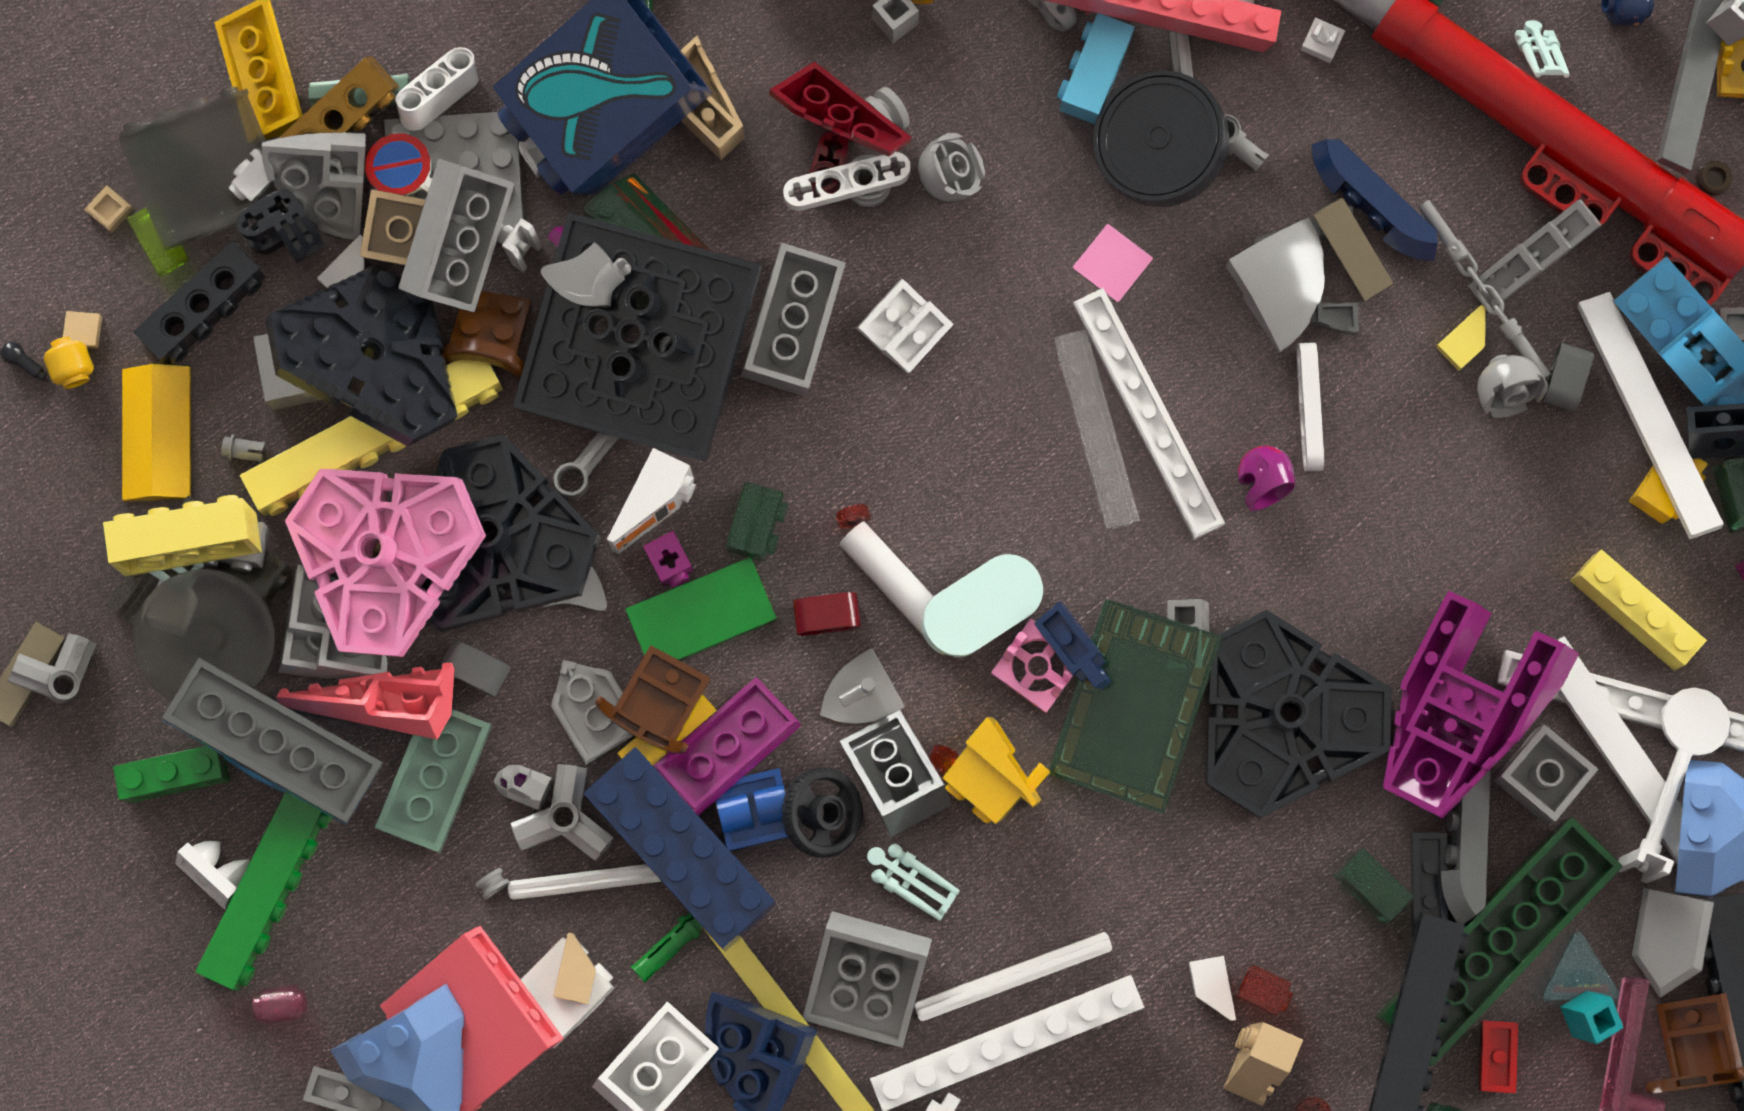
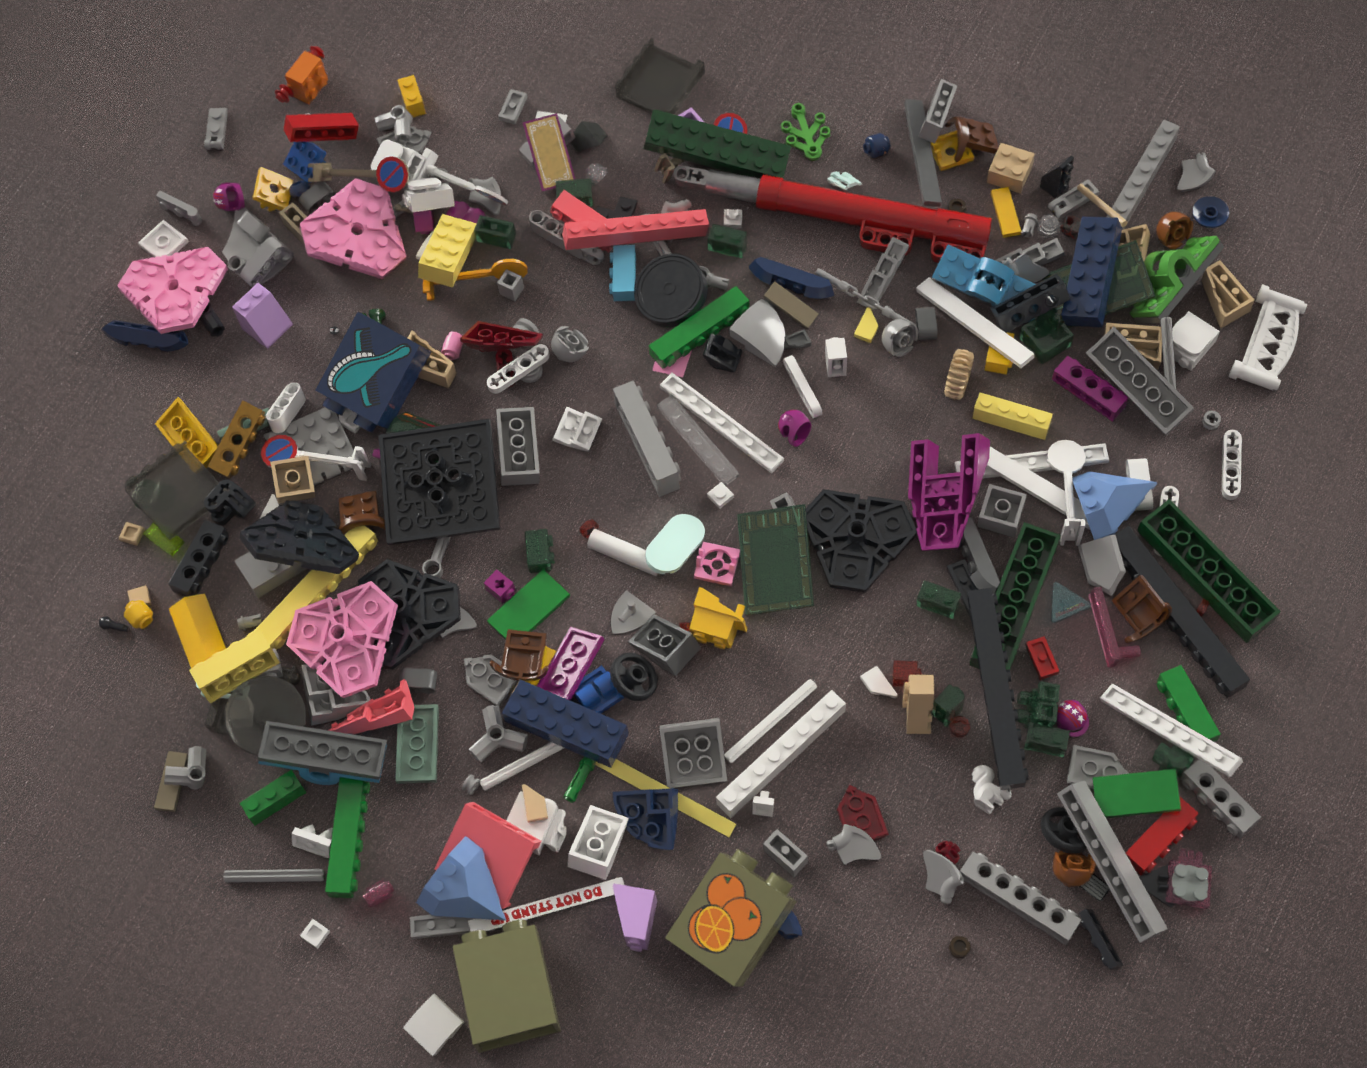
camera: 15 degrees left, 15 degrees down
(128, 903) = (288, 875): none -> light grey axle
(157, 1028) = (315, 933): none -> white plate
(250, 178) = (204, 483): white brick -> none
(324, 176) = (243, 467): light grey brick -> none
(456, 235) = (324, 467): light grey brick -> none
(523, 785) = (468, 729): light grey rock -> none
(588, 277) = (401, 461): light grey arm -> none
(596, 1022) = (556, 832): none -> white tile
(655, 496) = (480, 558): white slope -> none
(755, 85) = (452, 345): none -> bright pink brick
(826, 614) = (594, 581): dark red beam -> none
(877, 856) = (672, 689): light aqua piece -> none
(1010, 397) = (647, 438): none -> light grey brick
(1073, 645) = (730, 542): dark blue hinge -> none
(1093, 545) = (720, 495): none -> white plate
(1183, 225) = (699, 327): none -> green brick
(1201, 288) = (722, 353): none -> black slope
(1295, 81) = (727, 240): none -> clear green brick
(1311, 1079) = (948, 704): none -> clear green brick
(1388, 380) = (836, 357): none -> white brick
(1581, 500) = (959, 374): none -> tan gear
(1592, 1017) = (1080, 616): teal brick -> none

